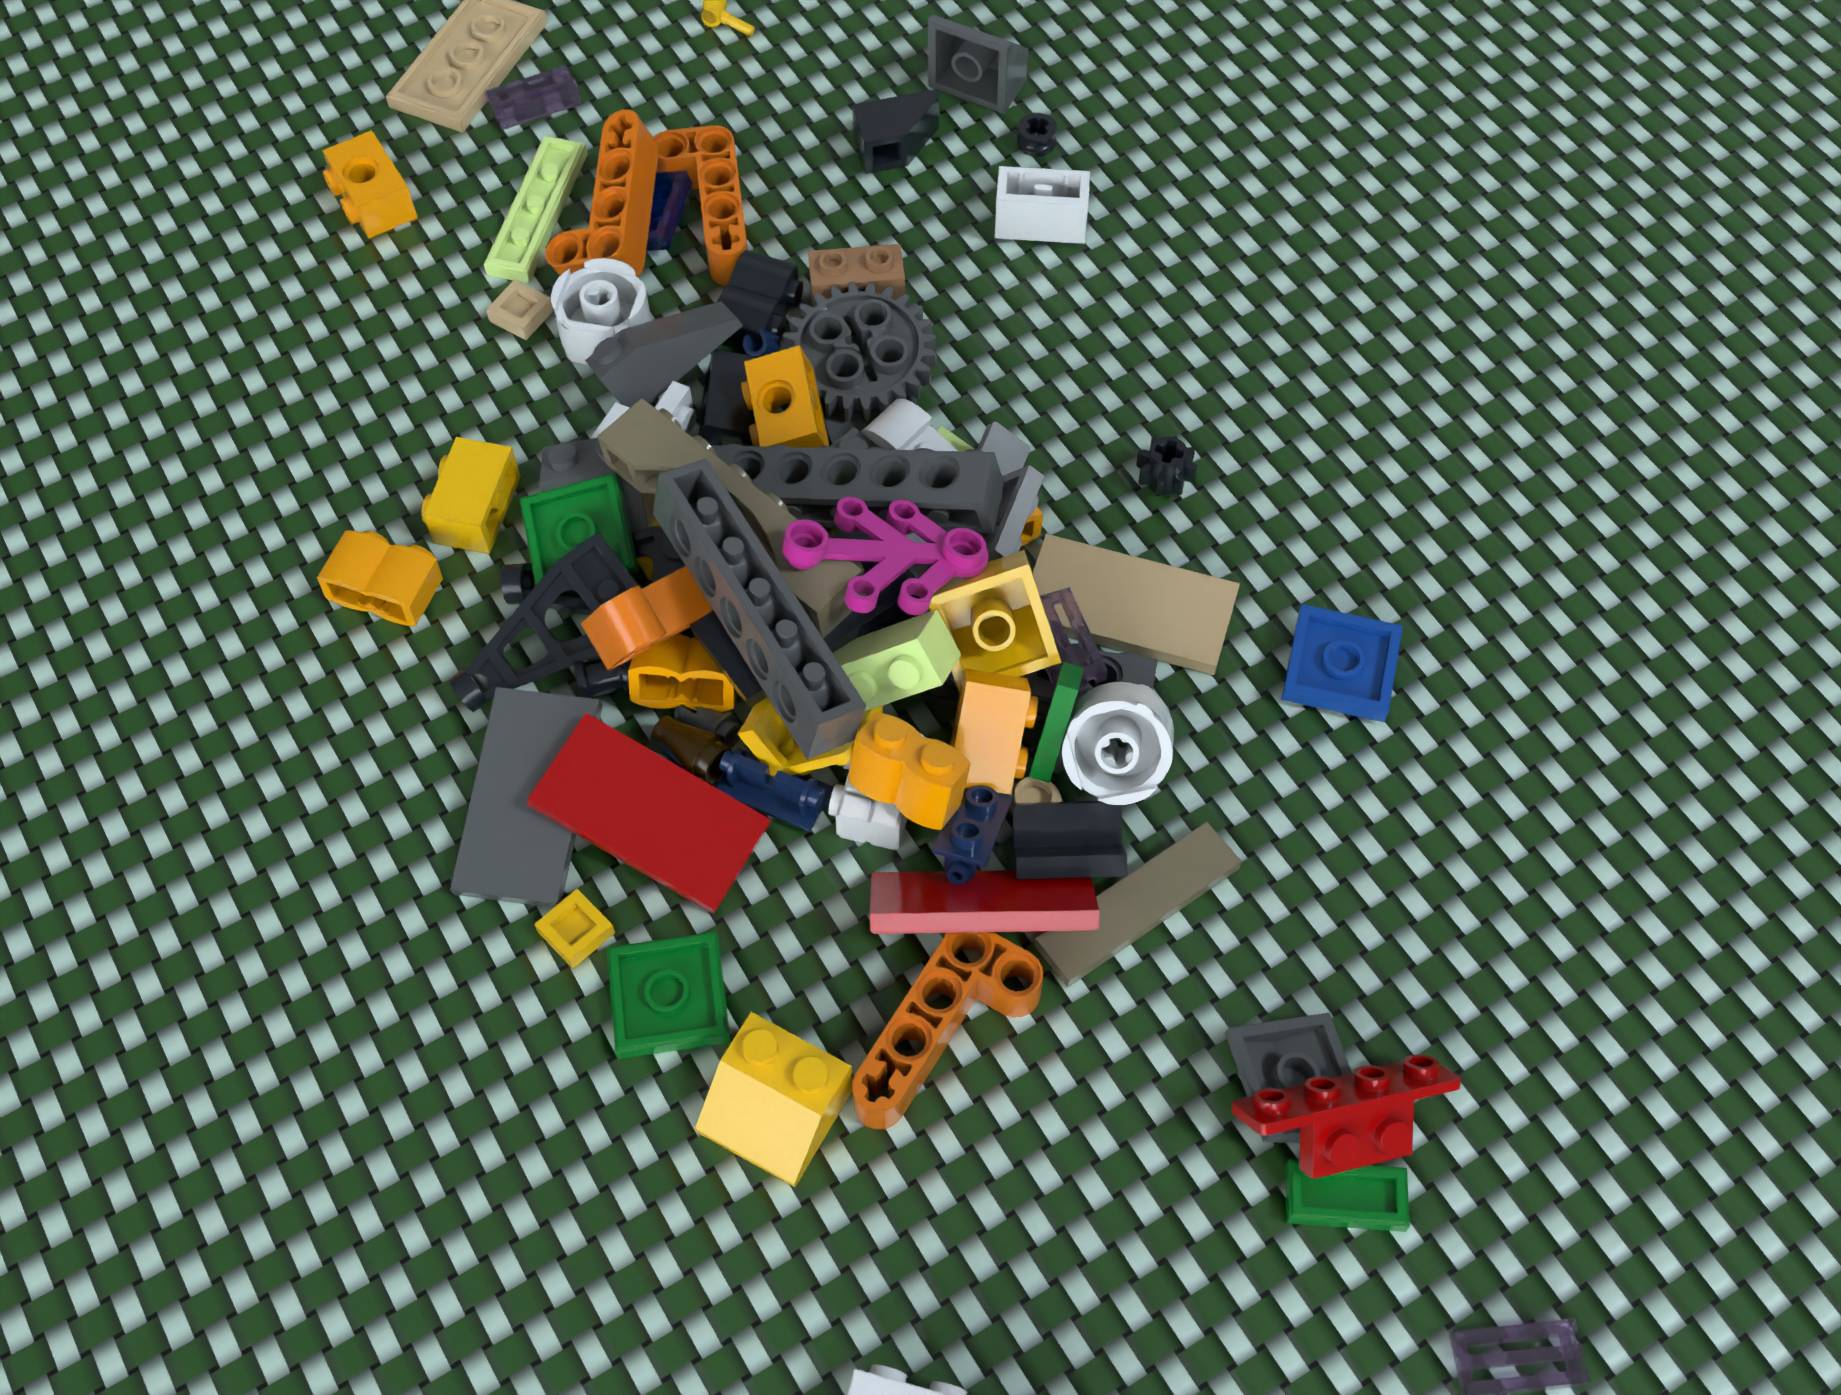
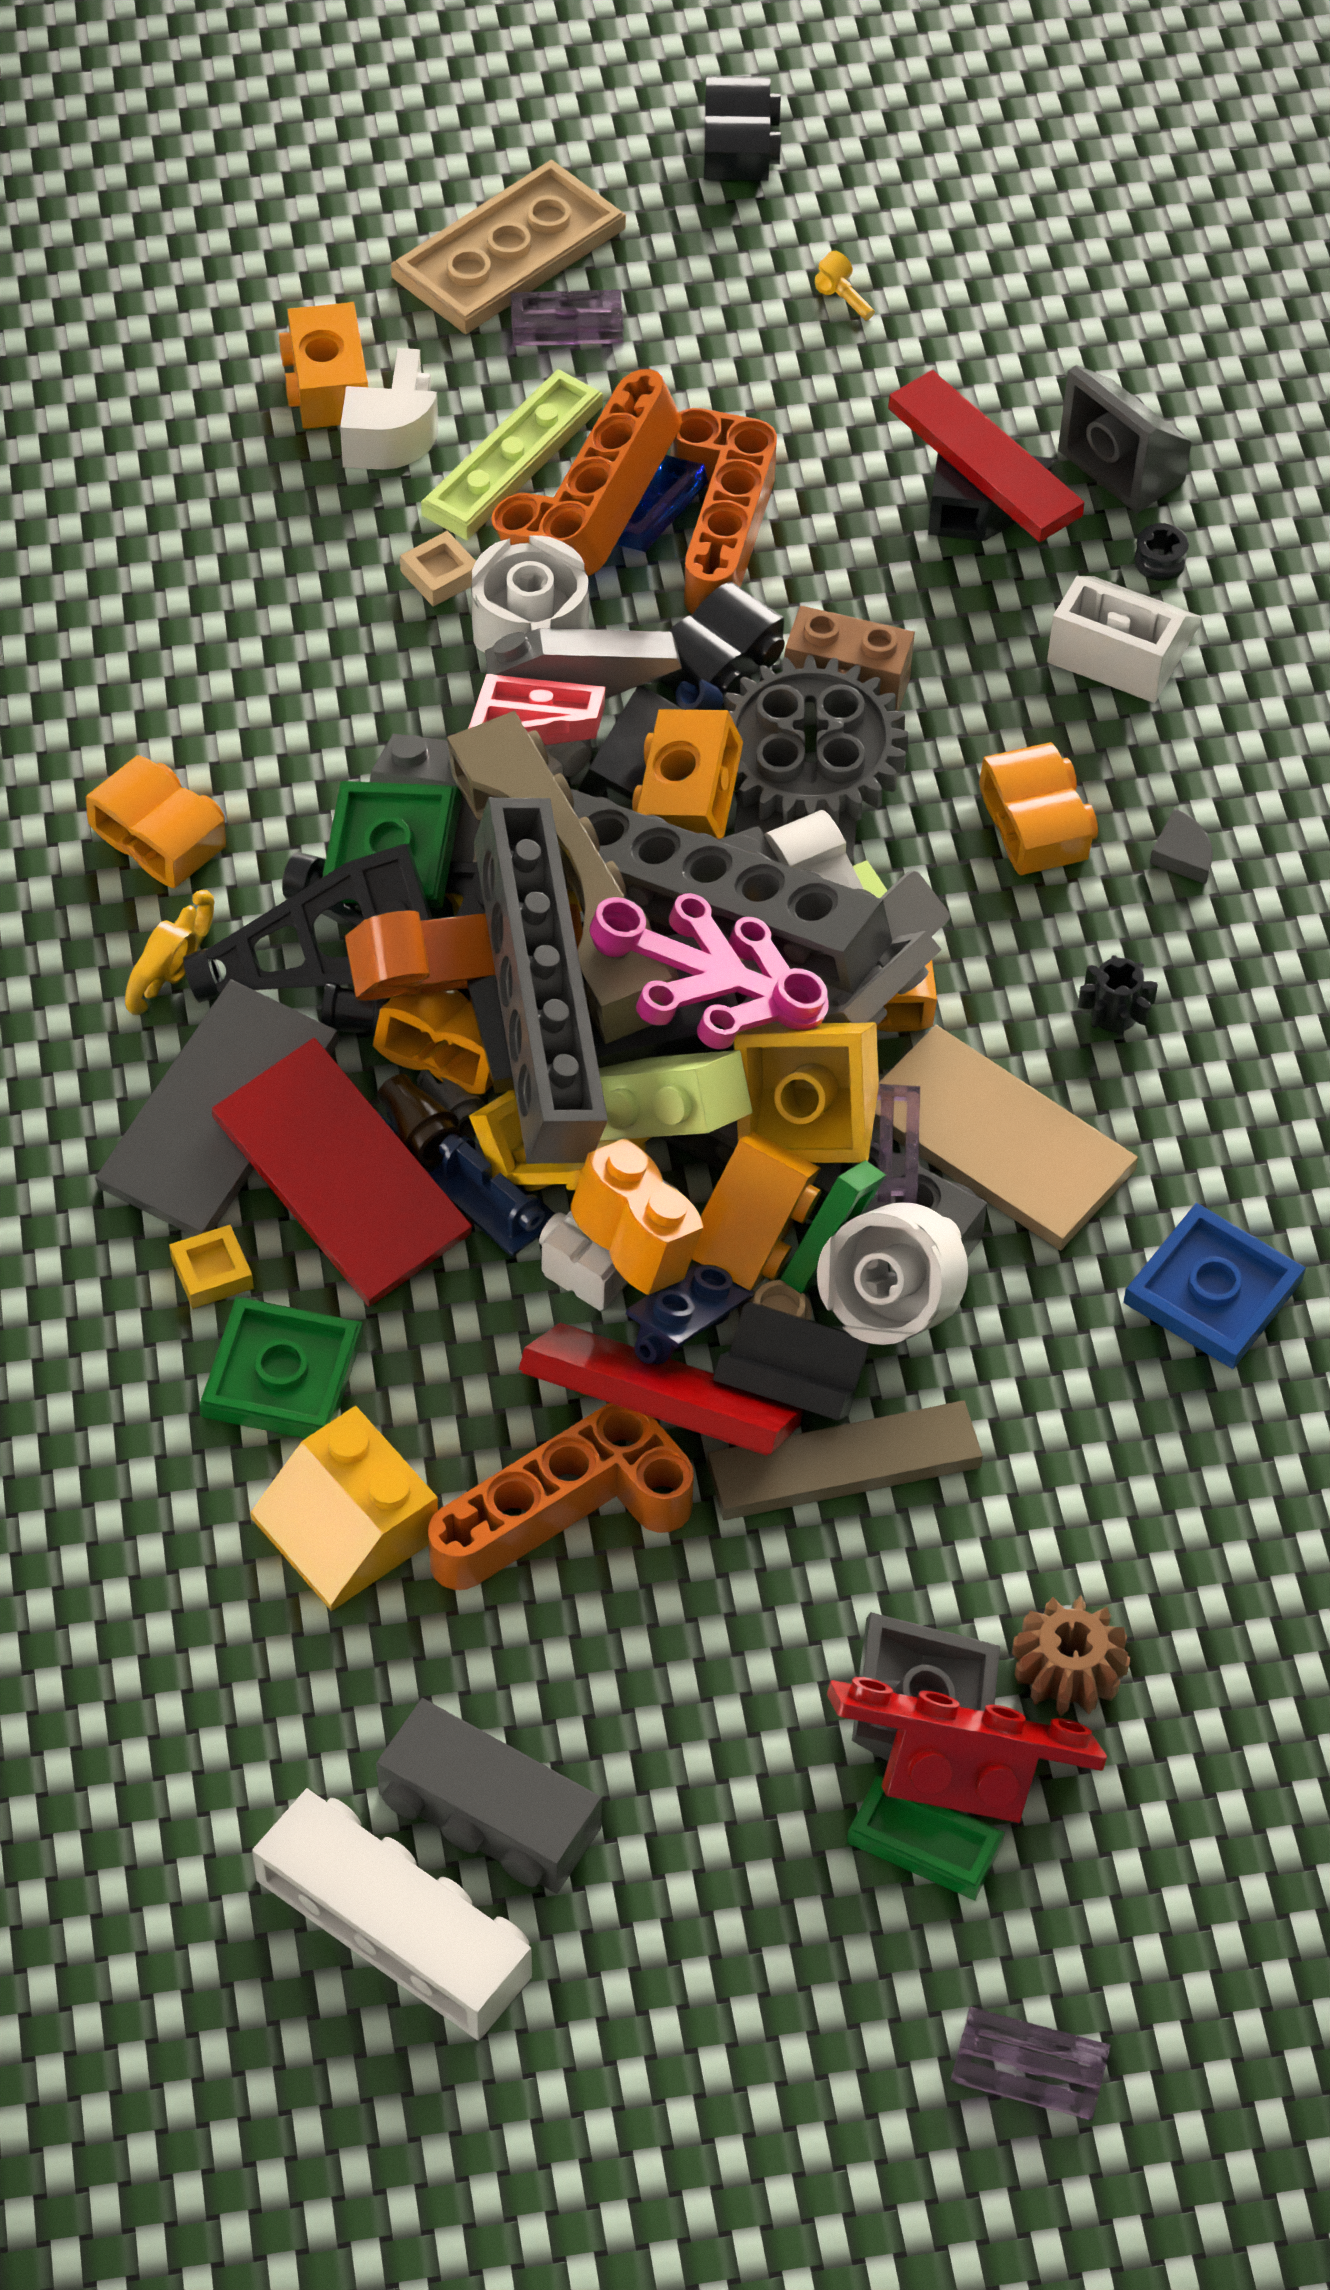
camera: 20 degrees right, 5 degrees down
(432, 680) = (165, 952): none -> yellow piece
(437, 213) = (390, 425): none -> white brick
(471, 495) = (294, 763): yellow brick -> none
(662, 386) = (554, 709): none -> coral wing
(891, 100) = (986, 455): none -> red tile
(998, 1308) = (488, 1797): none -> dark grey brick
(1042, 346) = (1037, 808): none -> light orange brick
(1157, 341) = (1183, 848): none -> dark grey tile
(1408, 1002) = (1096, 1659): none -> medium nougat gear

